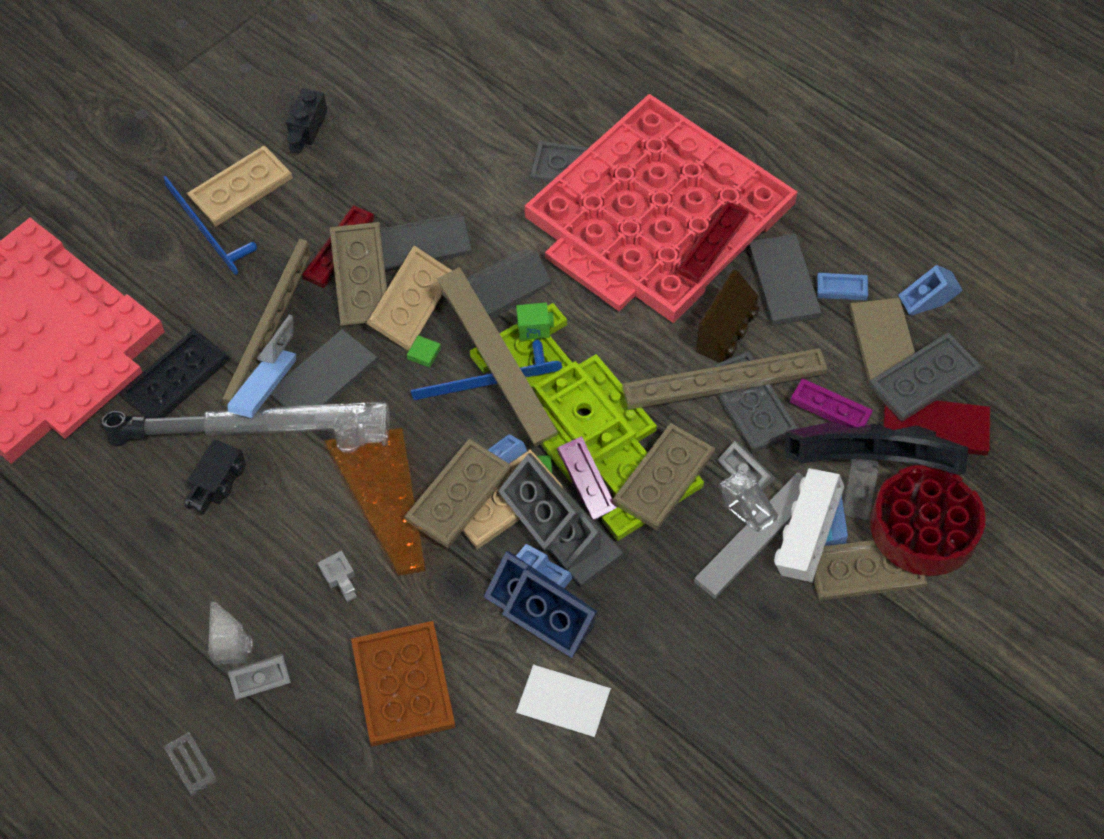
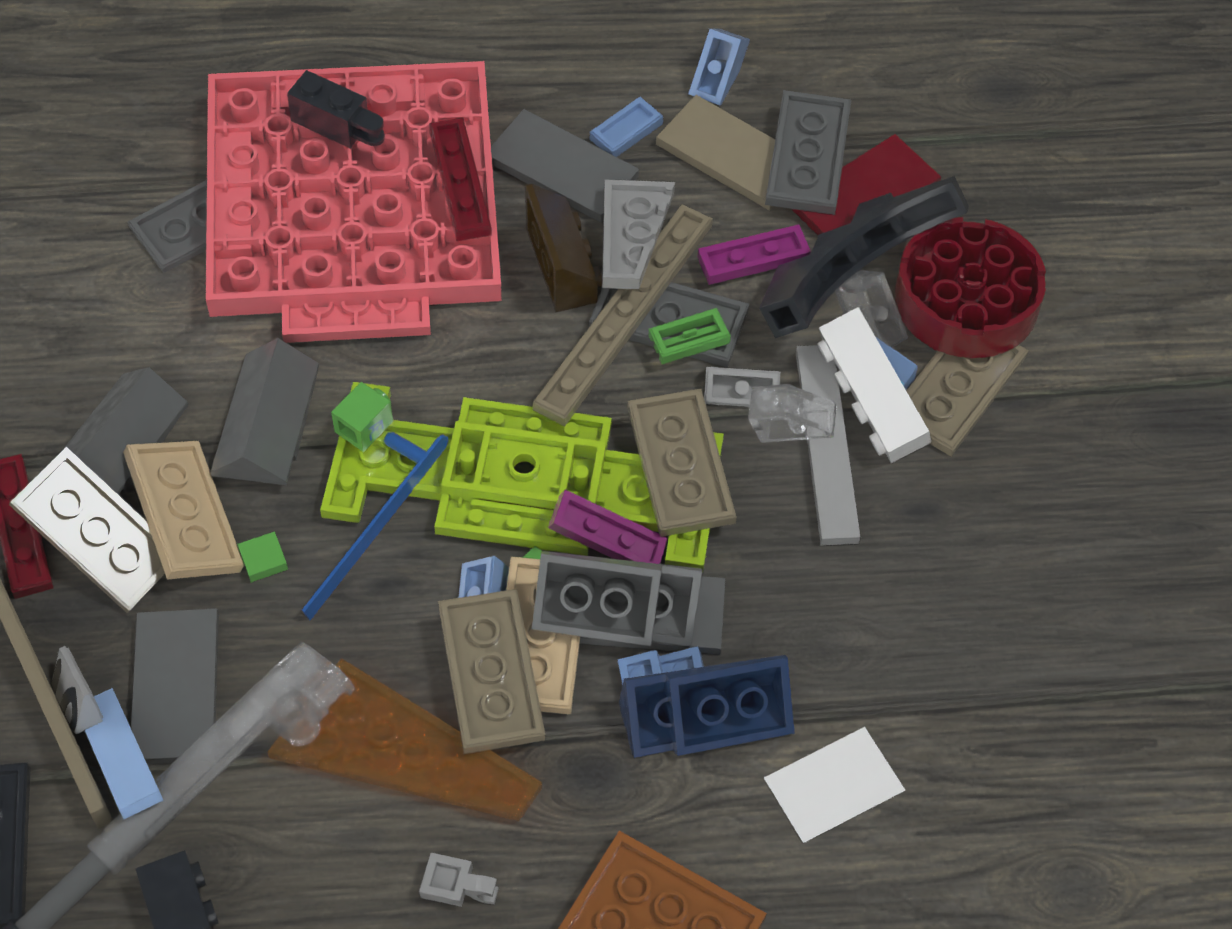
camera: 50 degrees left, 0 degrees up
(497, 357) = (367, 484): dark tan tile -> none
(683, 157) = (334, 111): none -> black brick
(743, 422) = (692, 340): none -> bright green tile
(773, 338) = (631, 228): none -> light grey wing

